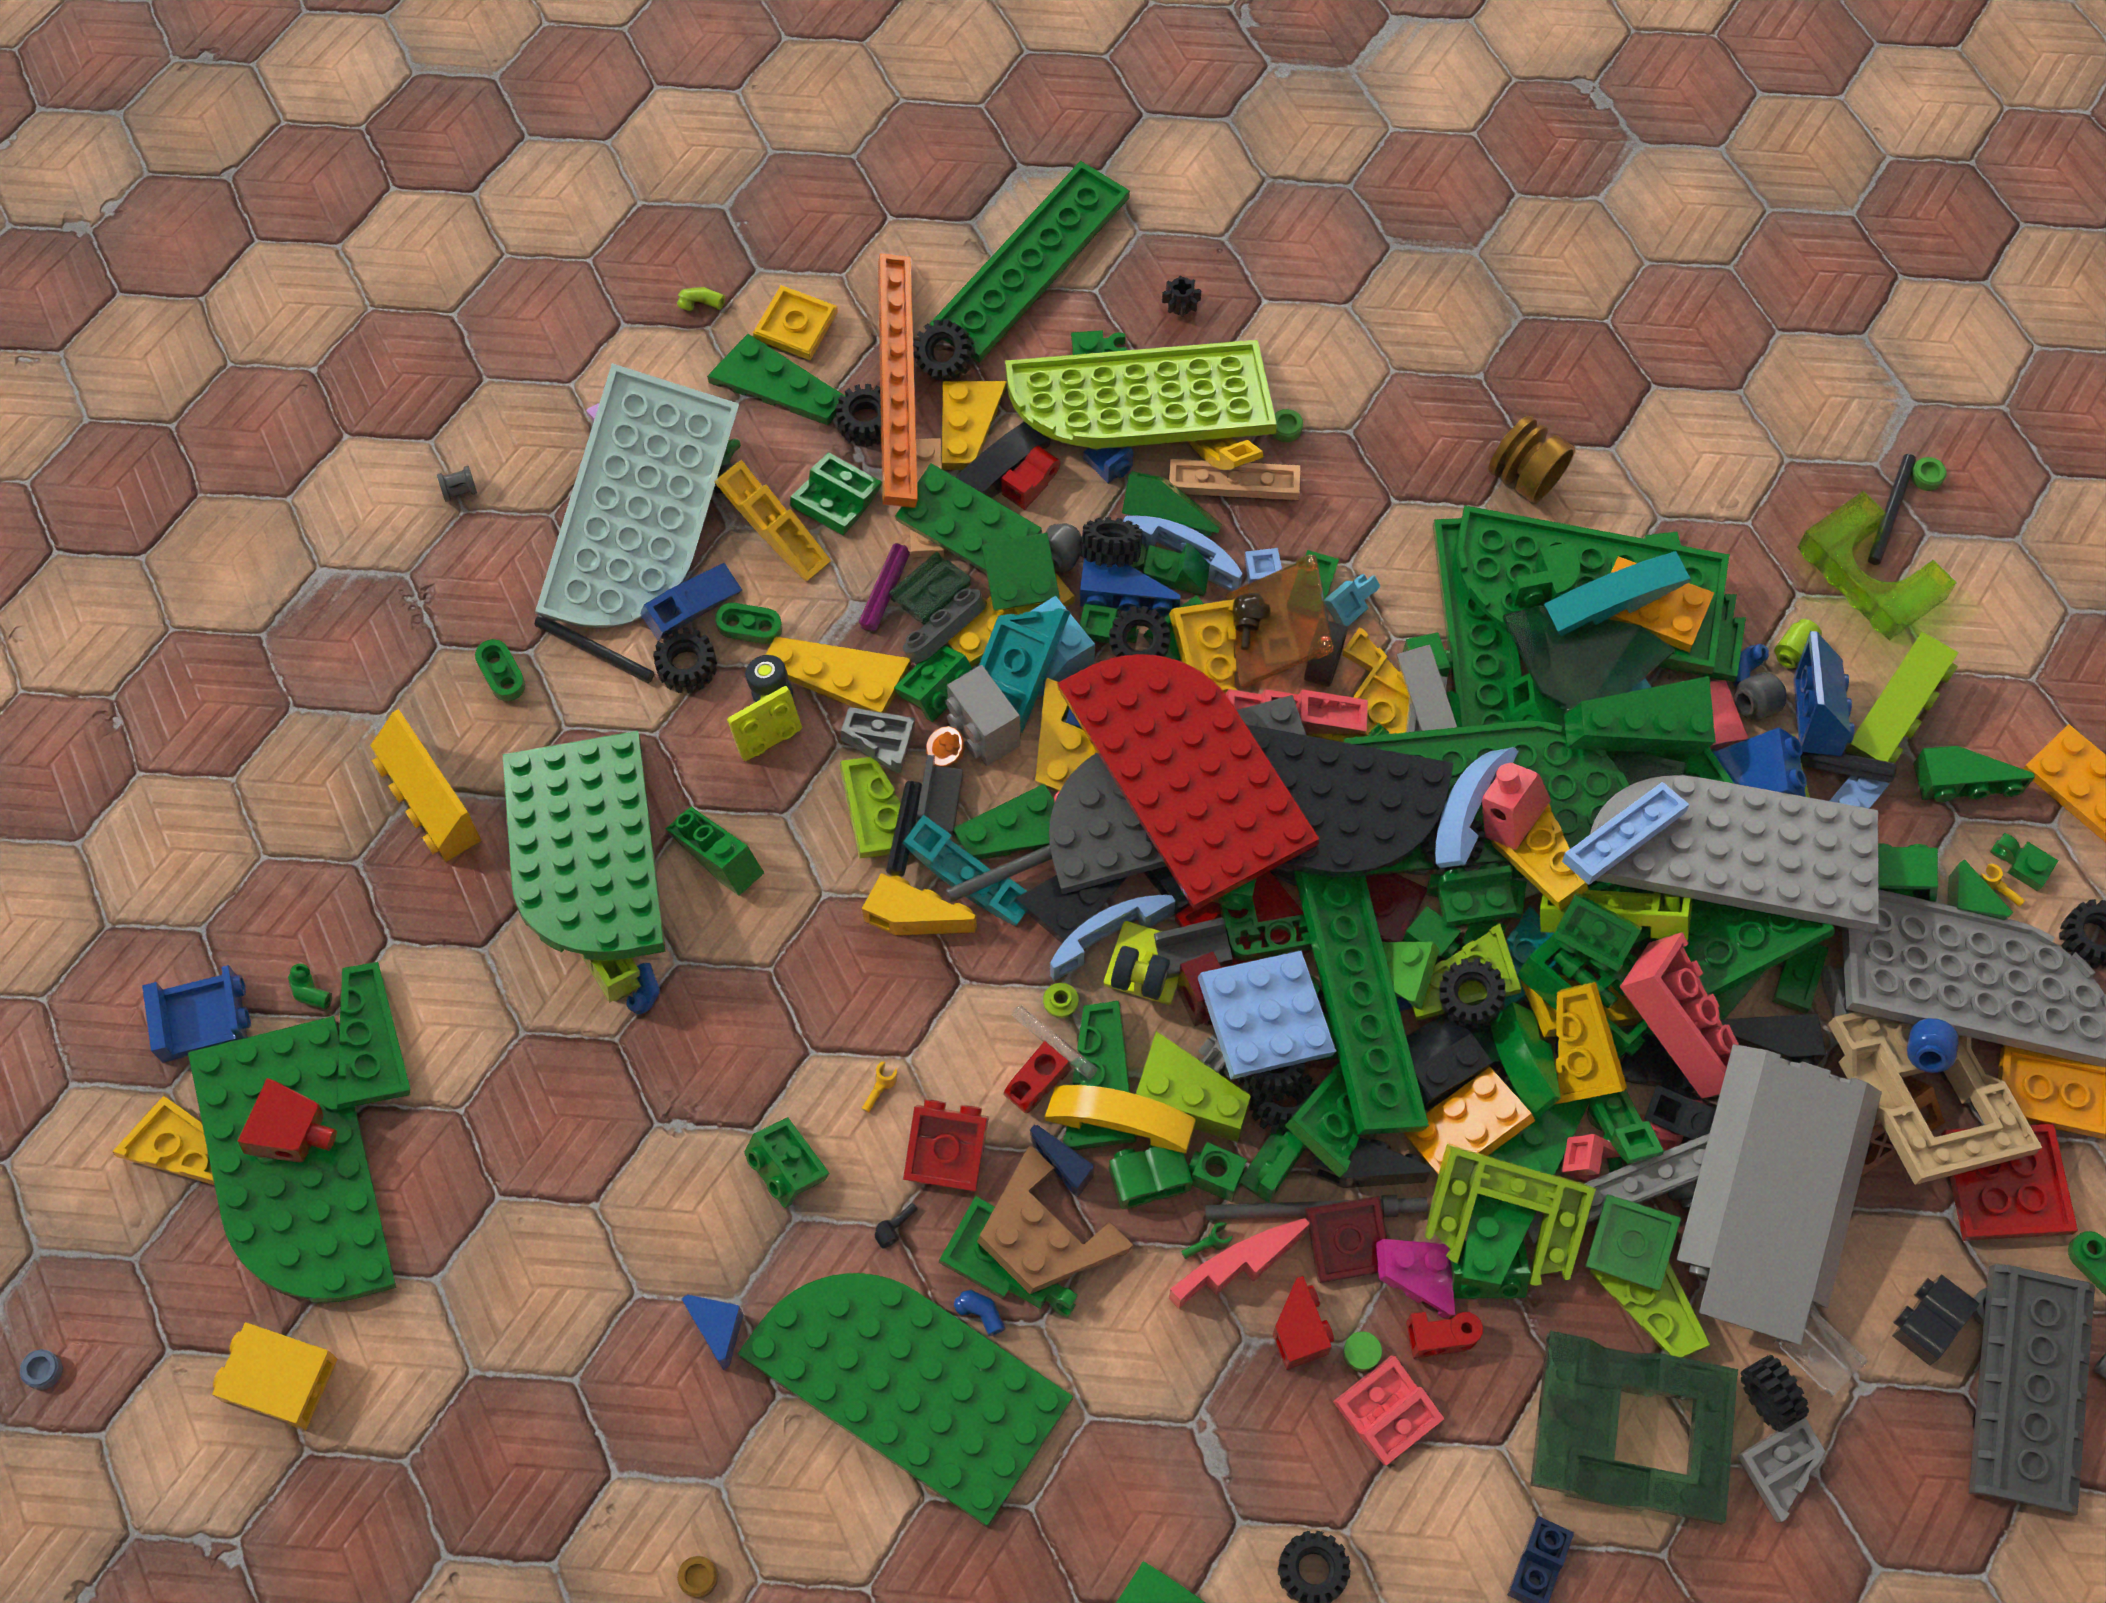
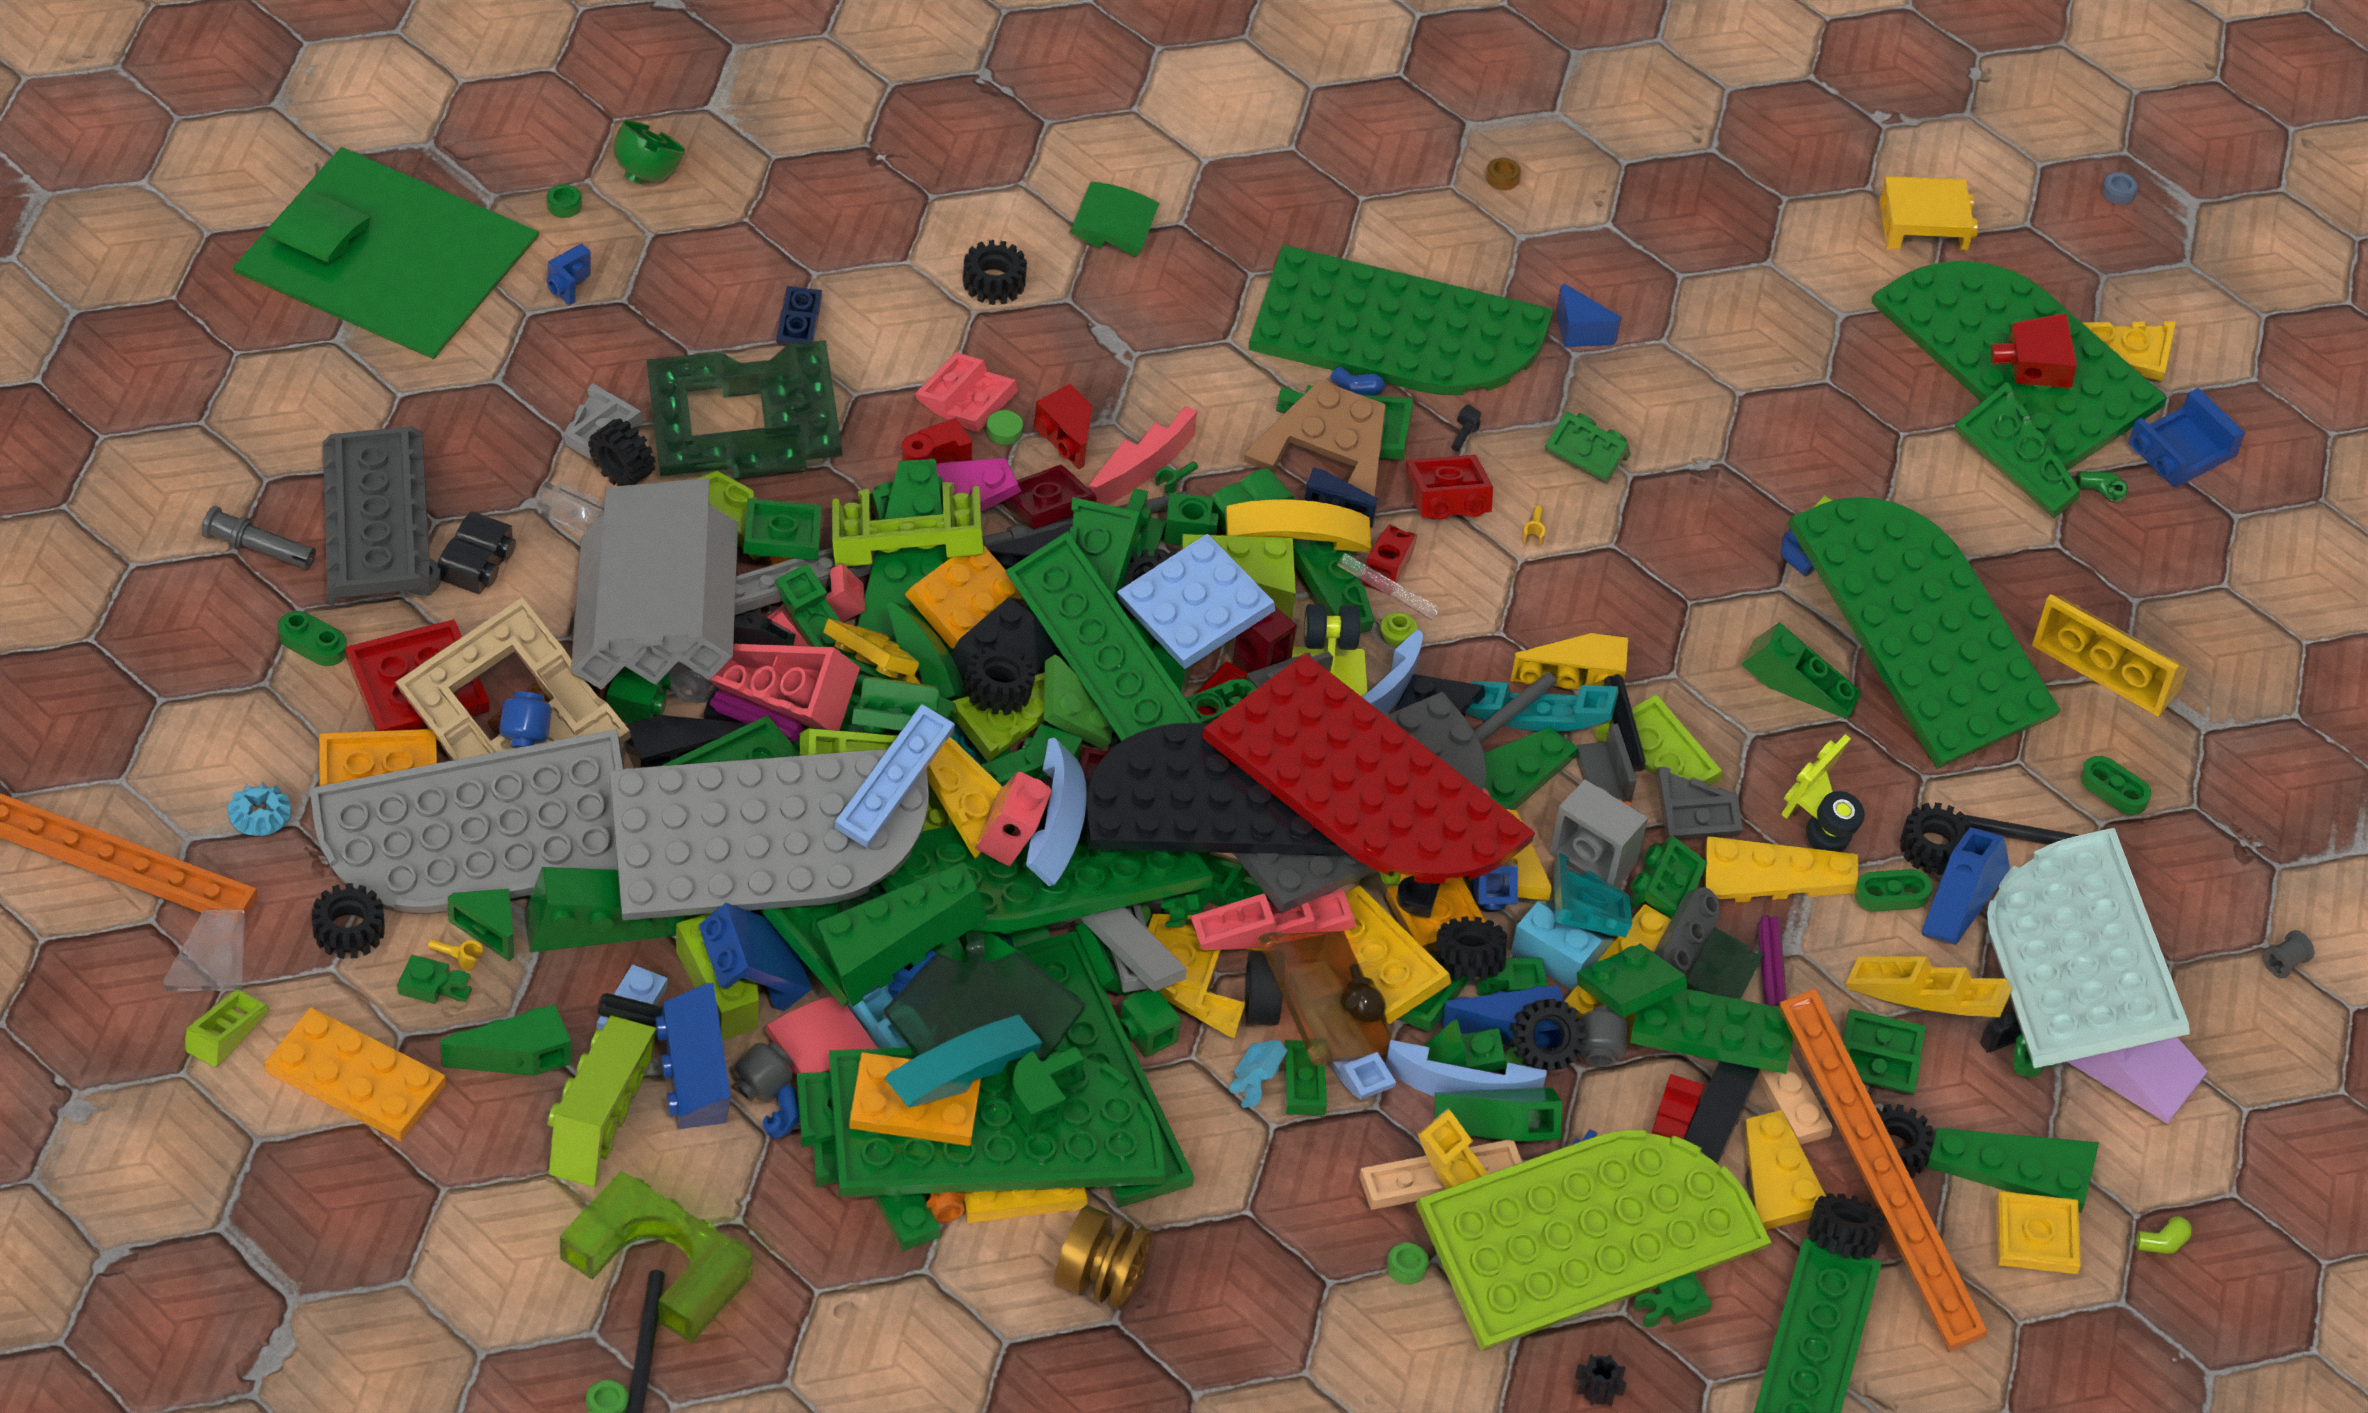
camera: 155 degrees right, 15 degrees down
(1793, 643) = (731, 1141): lime brick -> none

